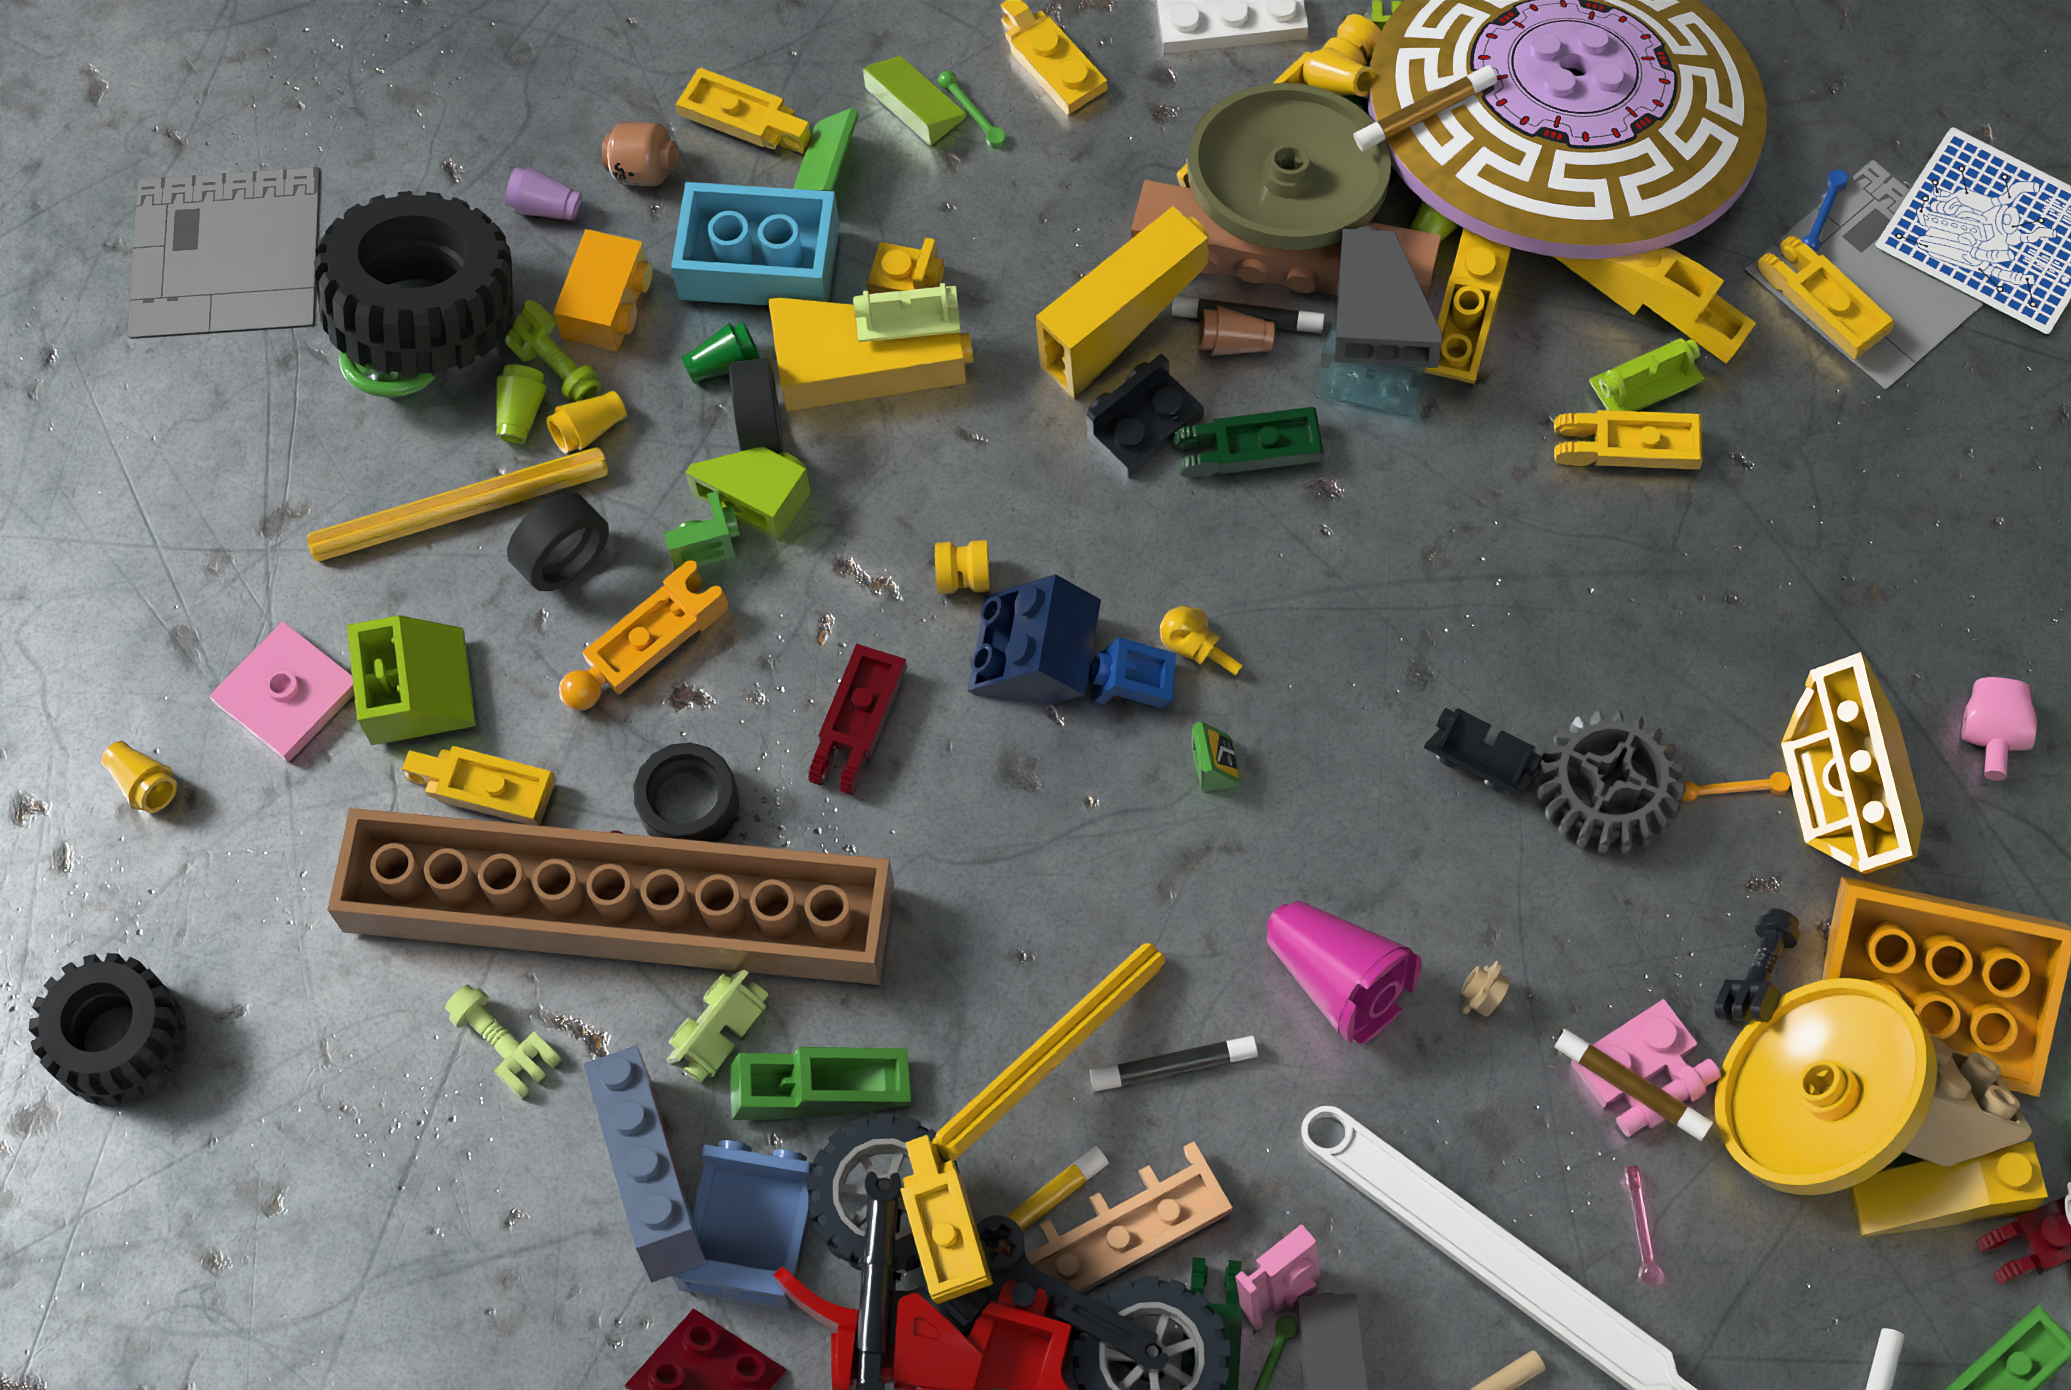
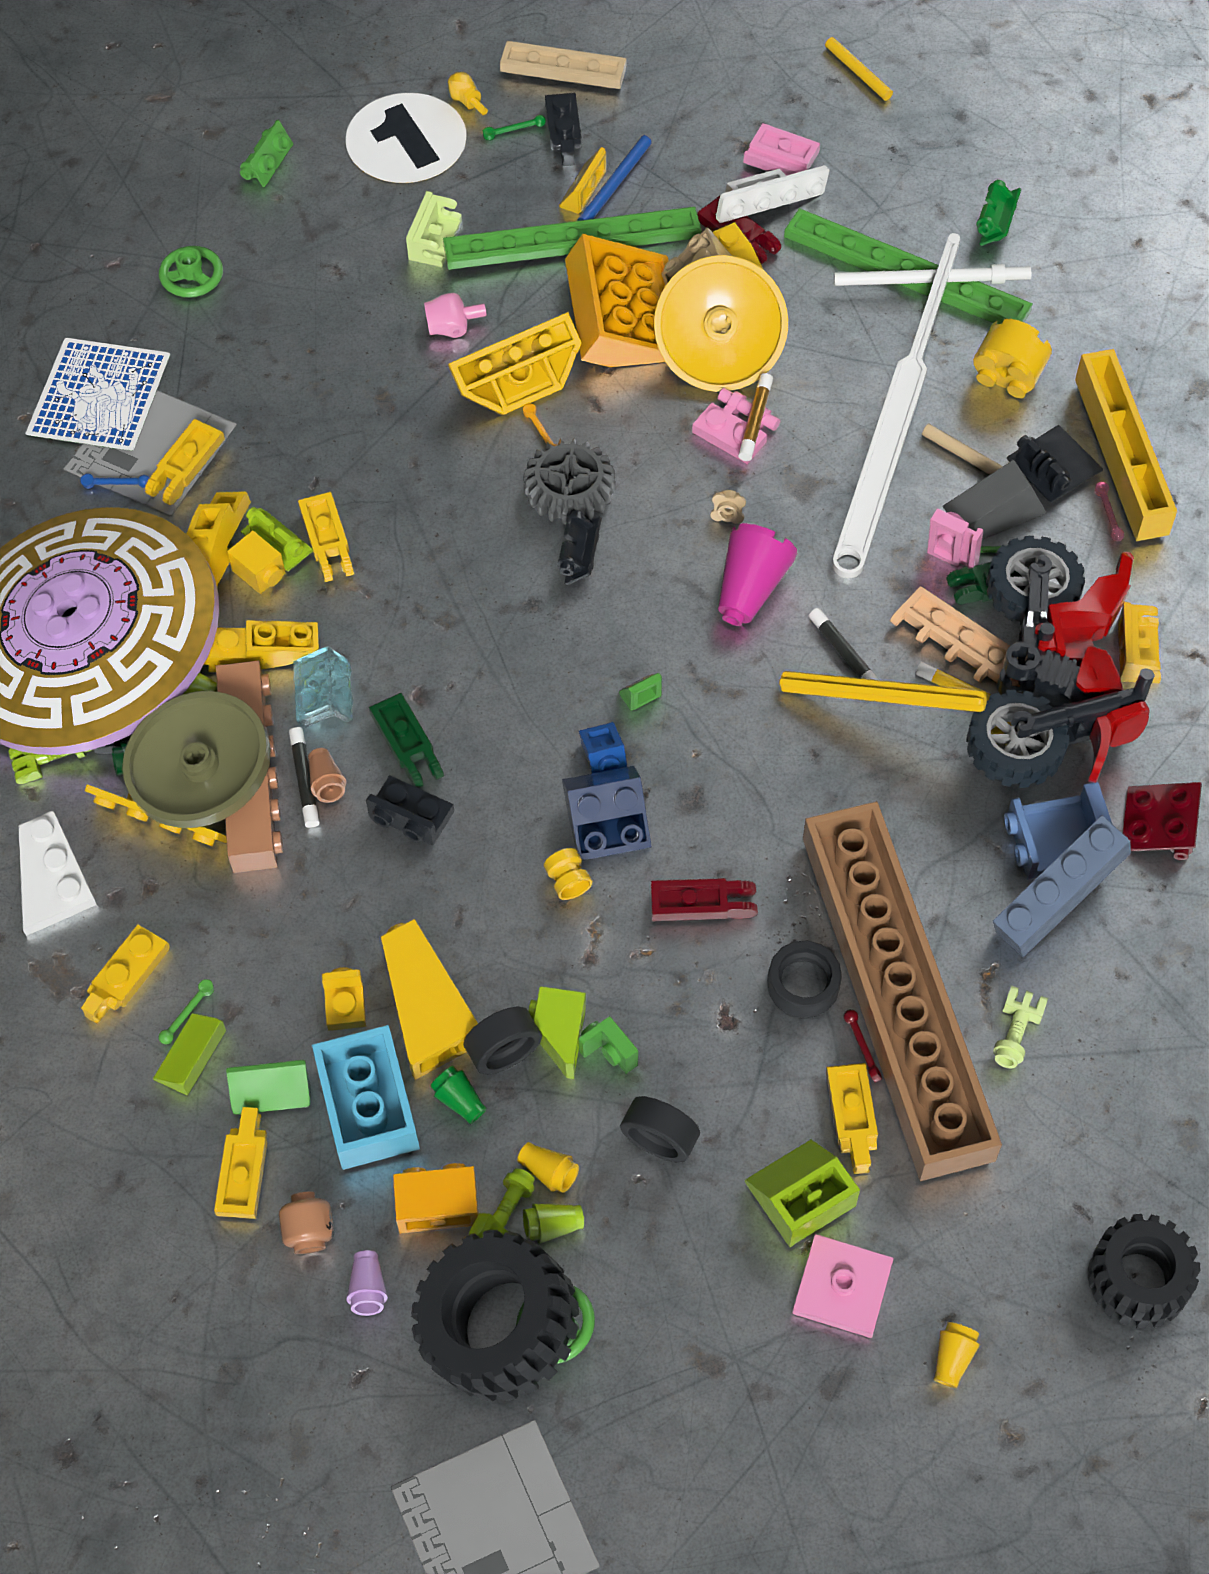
camera: 115 degrees left, 5 degrees down
(457, 504) = (650, 1232): yellow axle -> none
(644, 637) = (701, 1054): light orange plate -> none
(728, 1006) = (952, 906): yellowish green hinge -> none
(818, 1082) = (955, 828): bright green slope -> none
(907, 313) = (395, 959): yellowish green hinge -> none
(943, 1224) = (1031, 679): yellow hinge -> none
(1118, 300) = (337, 832): yellow slope -> none
(1187, 634) = (564, 727): yellow piece -> none
(1336, 73) = (102, 763): yellow cone -> none
(1356, 38) = (67, 775): yellow wheel -> none
(1382, 305) = (288, 673): dark grey slope -> none
(1425, 108) = (130, 681): pearl gold bar -> none
(1609, 336) = (256, 562): none -> yellow brick
(1649, 1270) = (803, 414): clear pink hinge -> none
(1756, 995) = (626, 383): black hinge -> none

